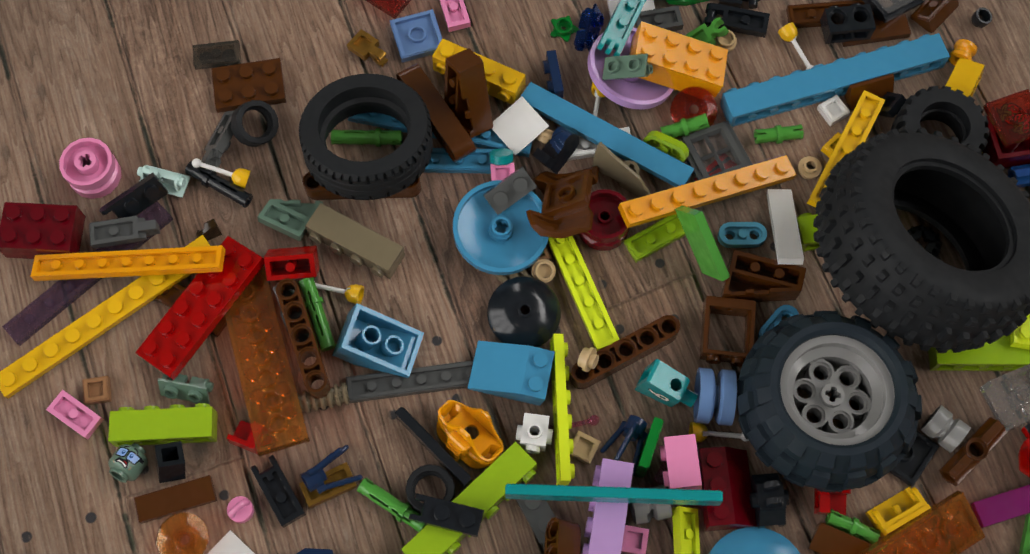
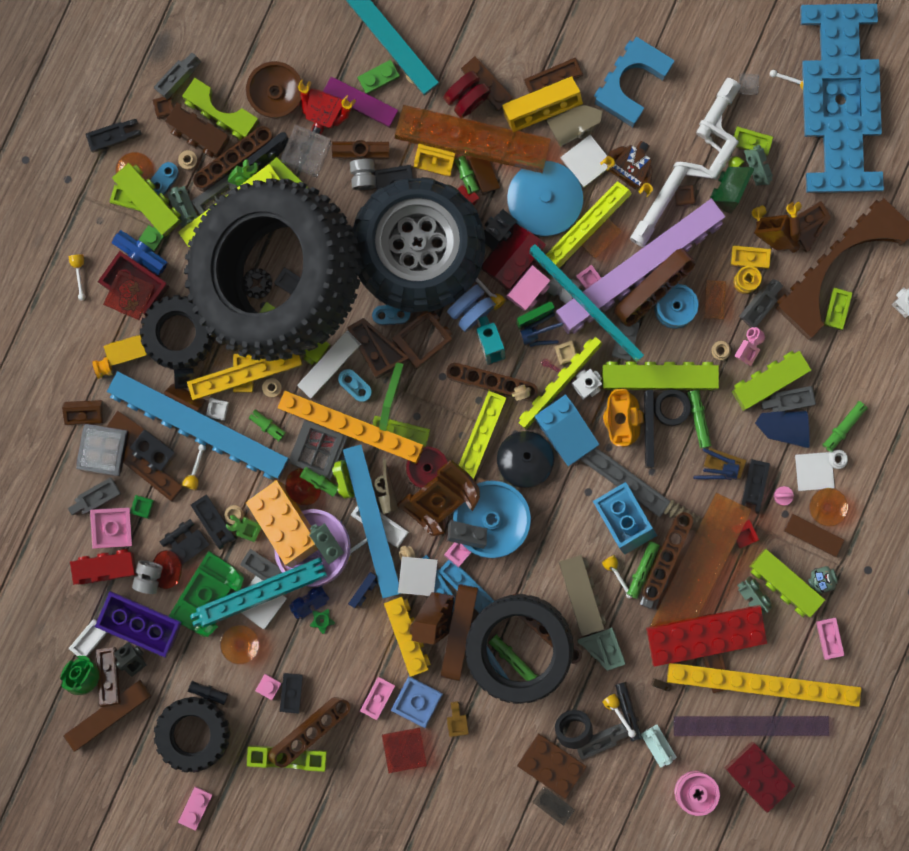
camera: 135 degrees left, 15 degrees up
(96, 390) = (805, 643): medium nougat tile -> none
(121, 231) = (713, 730): dark grey hinge -> none
(128, 263) = (727, 701): light orange plate -> none
(136, 198) = (687, 745): black hinge -> none
(170, 462) = (800, 556): black brick -> none
(291, 263) = (631, 614): red brick -> none
(448, 515) = (677, 381): black hinge -> none
(501, 156) = (448, 565): teal tile -> none
(543, 270) = (489, 473): tan plate -> none
(557, 149) = (411, 538): black leg -> none
(983, 19) = (62, 376): black hinge -> none

